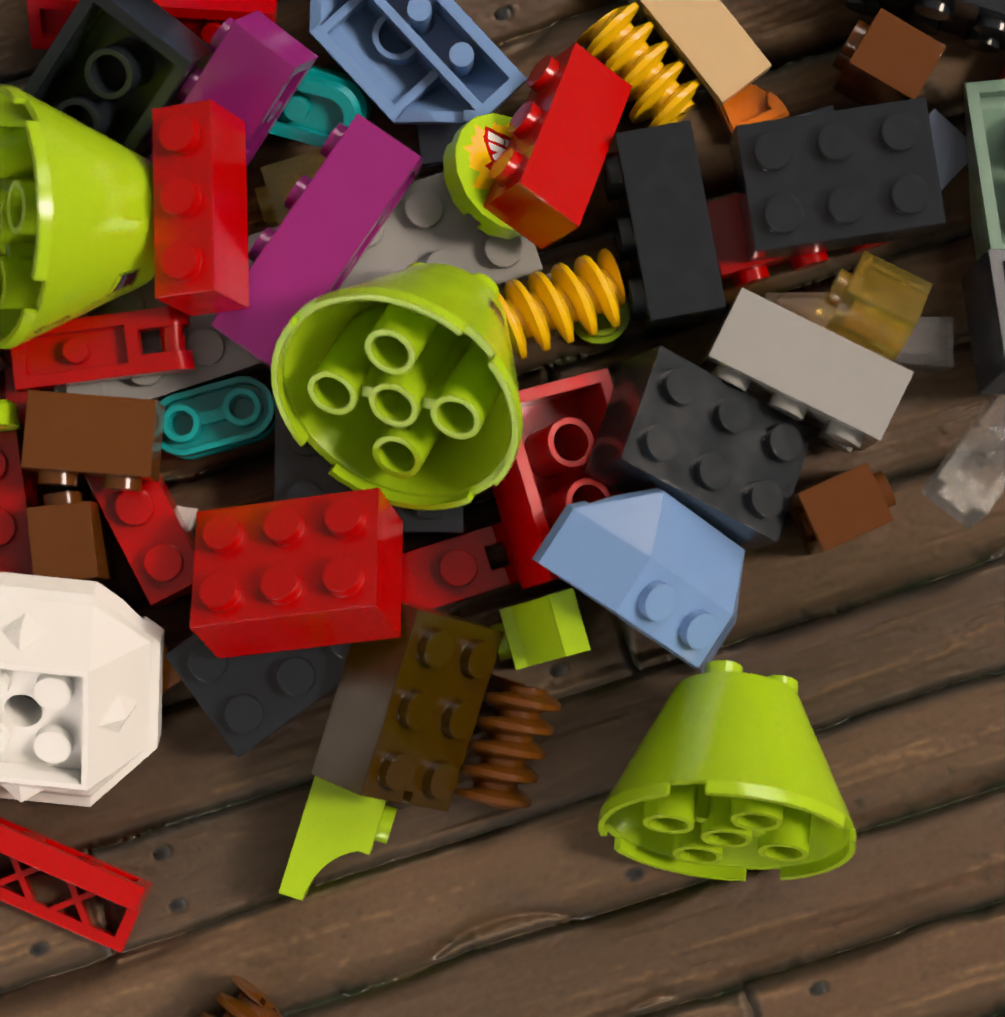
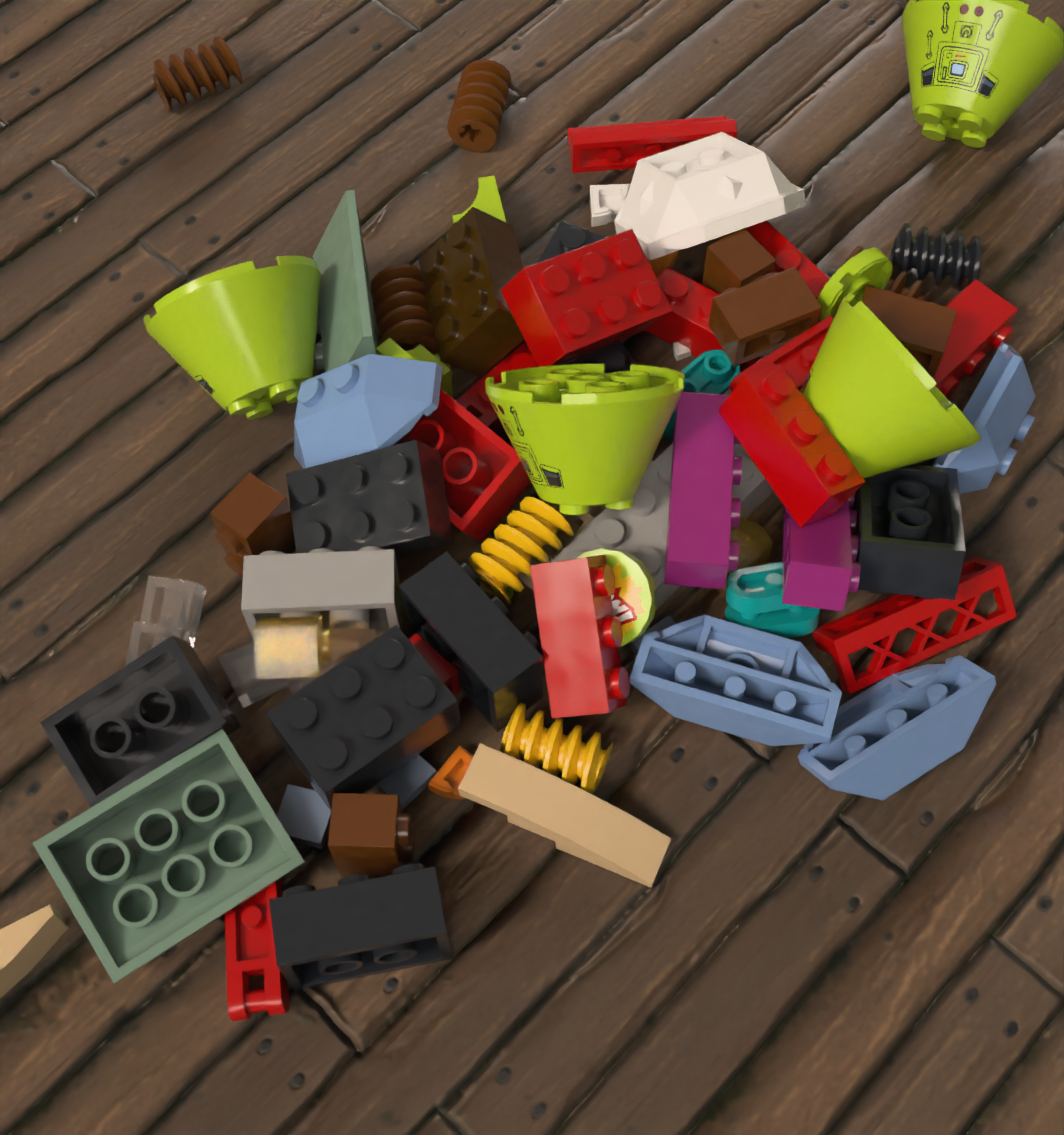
camera: 155 degrees right, 25 degrees down
(140, 798) = (606, 202): none -> white tile
(588, 756) = (345, 294): none -> sand green slope

